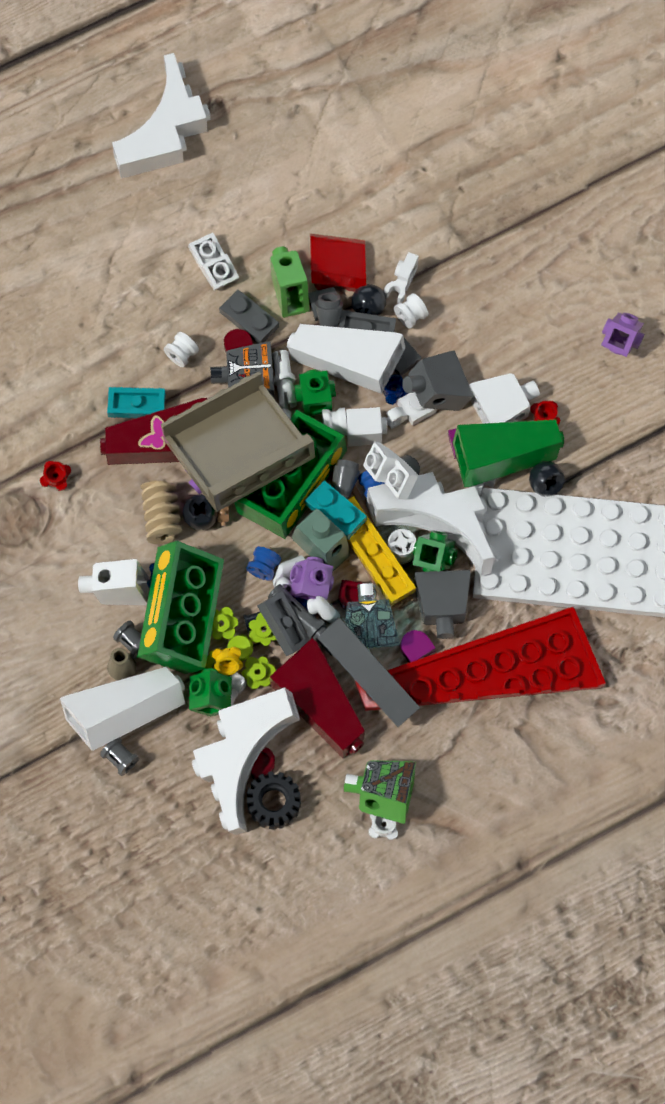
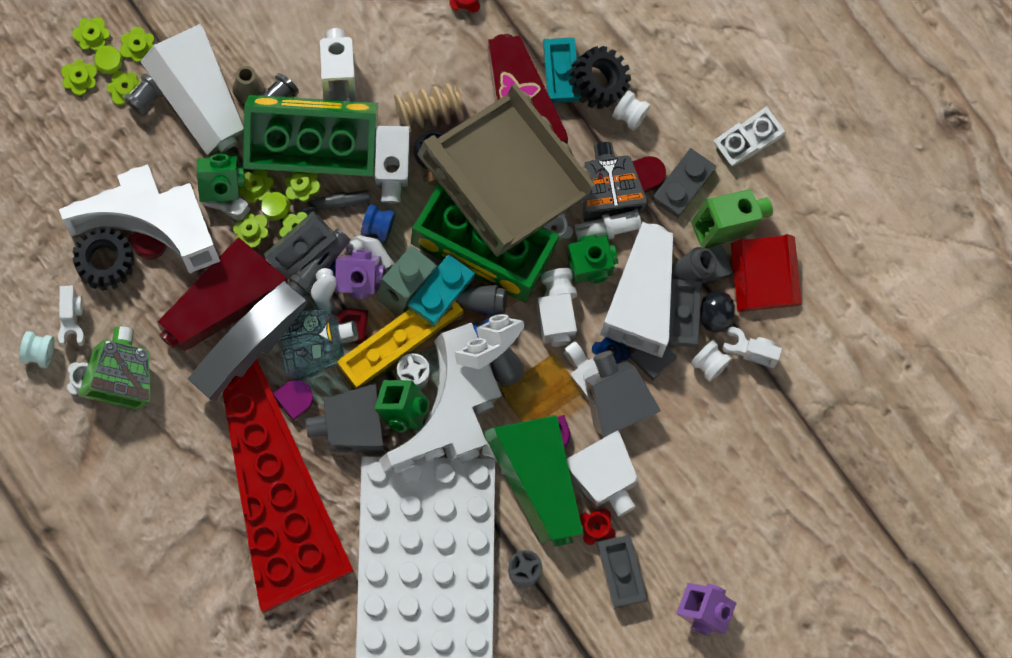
camera: 80 degrees right, 5 degrees up
(78, 790) = (106, 60): none -> lime plant
(149, 380) = (610, 67): none -> black tyre
(162, 137) = (930, 75): white arch -> none
(213, 539) = (392, 149): none -> white torso
(227, 660) = (253, 190): yellow plate -> none
(236, 594) = (340, 200): none -> dark grey piece
(320, 831) = (69, 308): none -> white plate
(355, 862) = (36, 349): none -> light aqua wheel
(425, 444) = (541, 390): none -> clear yellow plate
(546, 478) = (510, 530): black piece -> none
(582, 466) = (522, 563): none -> dark grey wheel
(585, 398) = (621, 571): none -> dark grey plate

